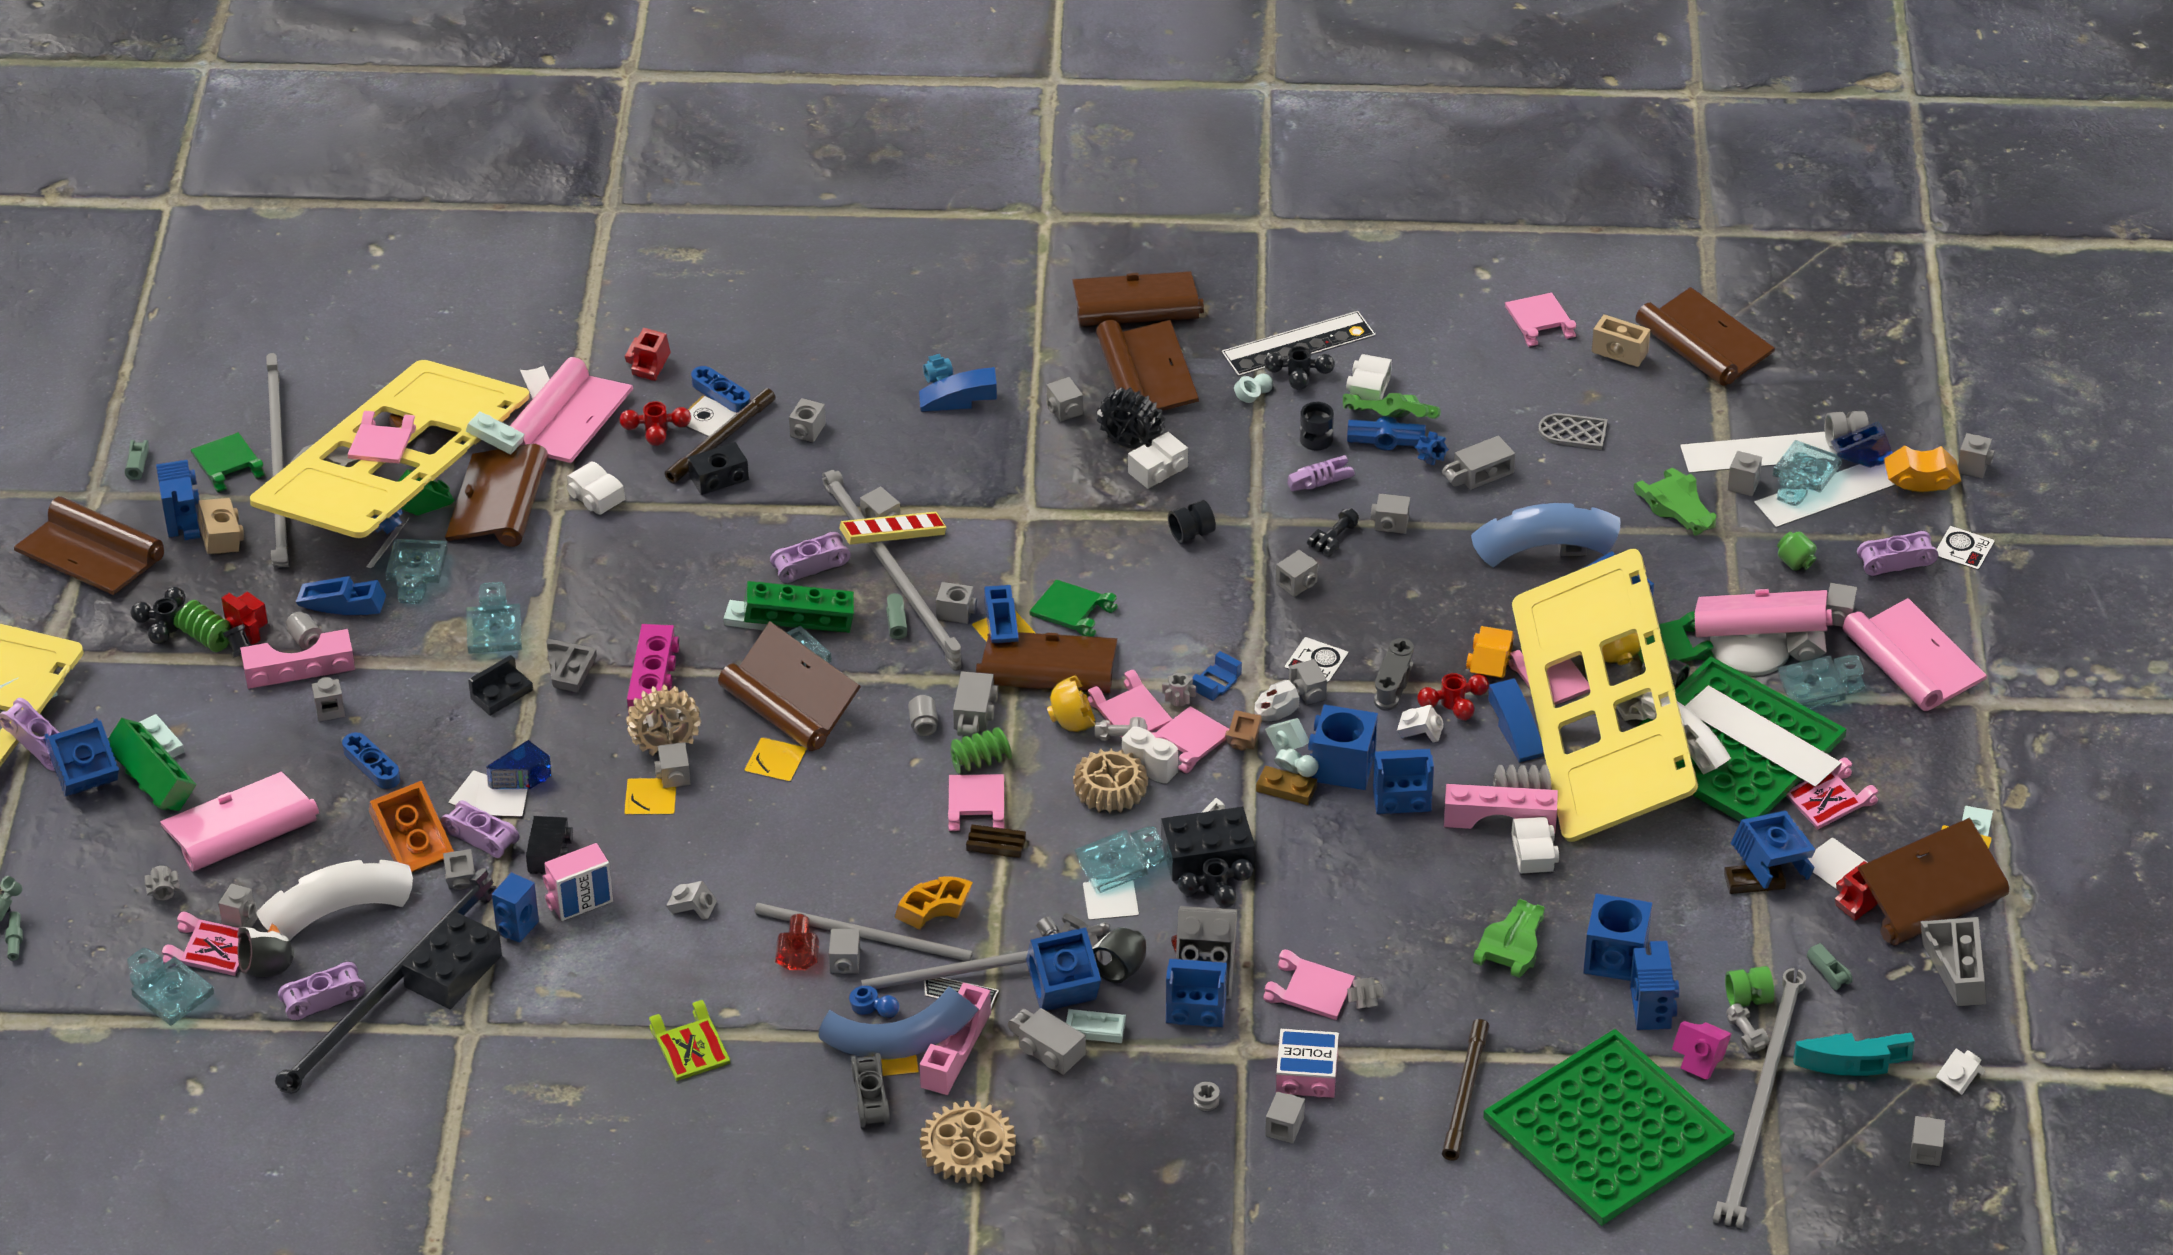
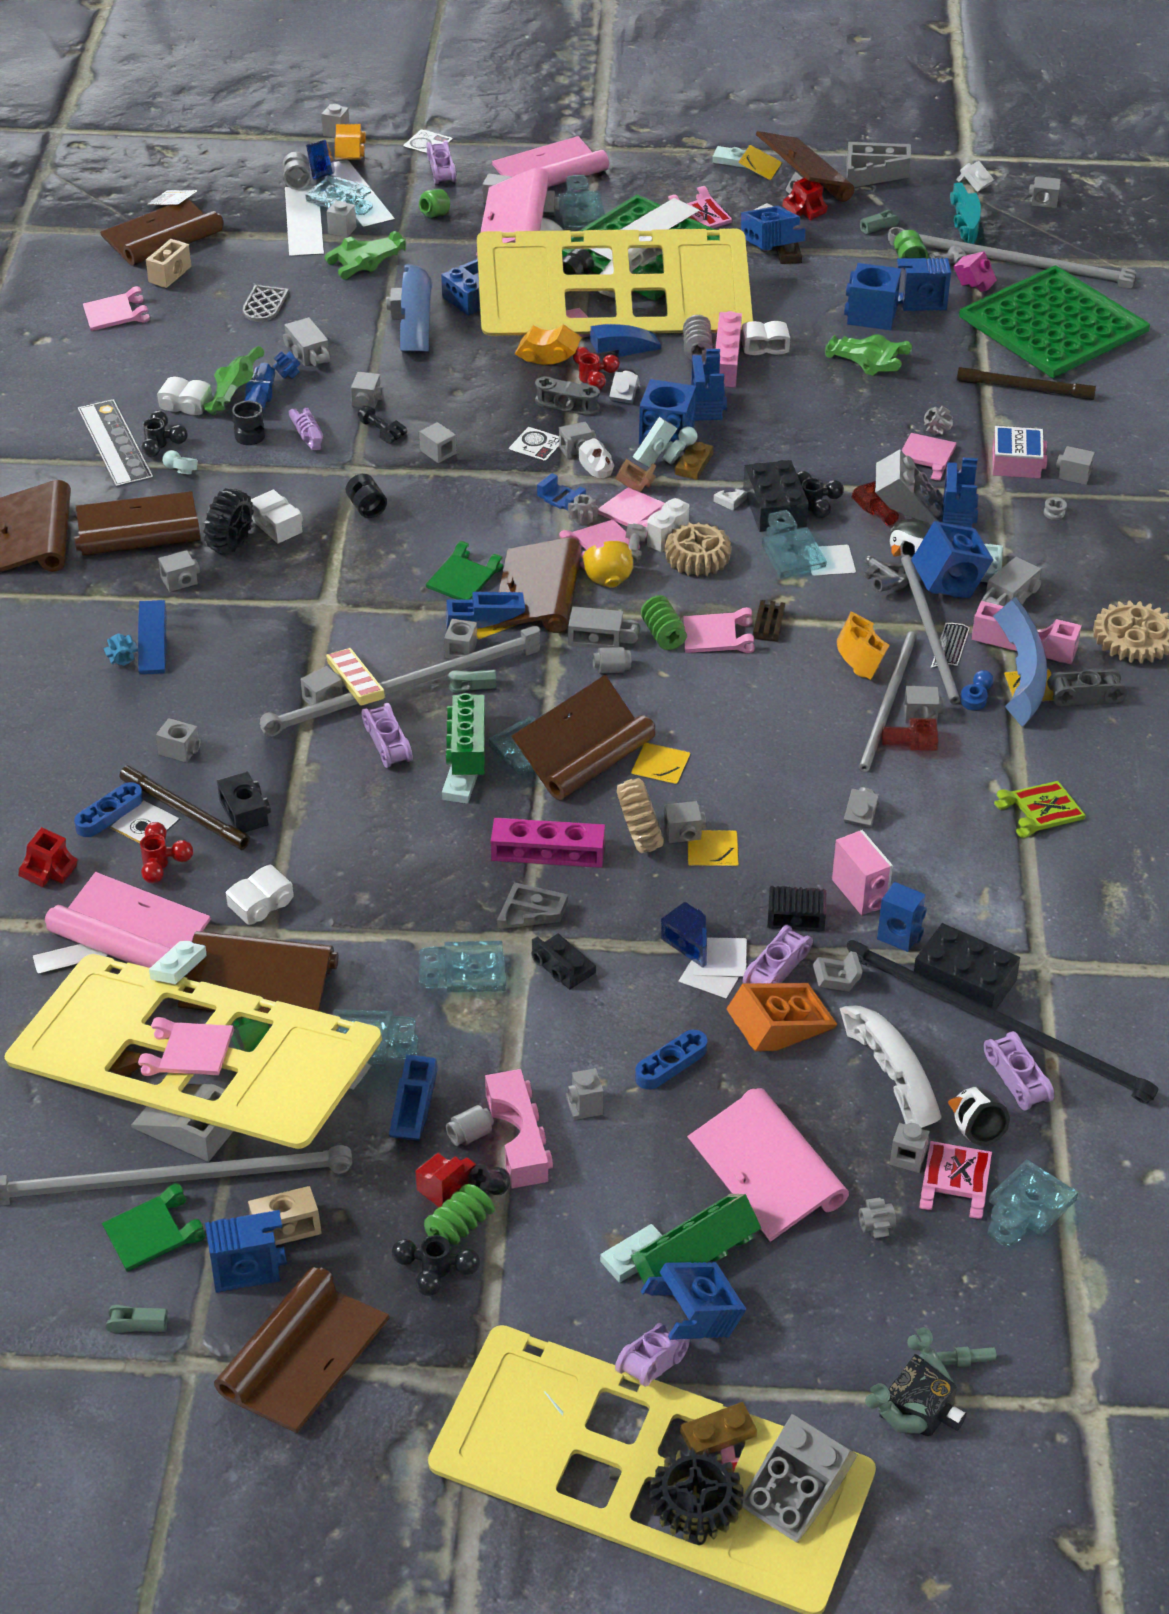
camera: 90 degrees left, 0 degrees up
(1780, 337) = (171, 197): none -> sticker

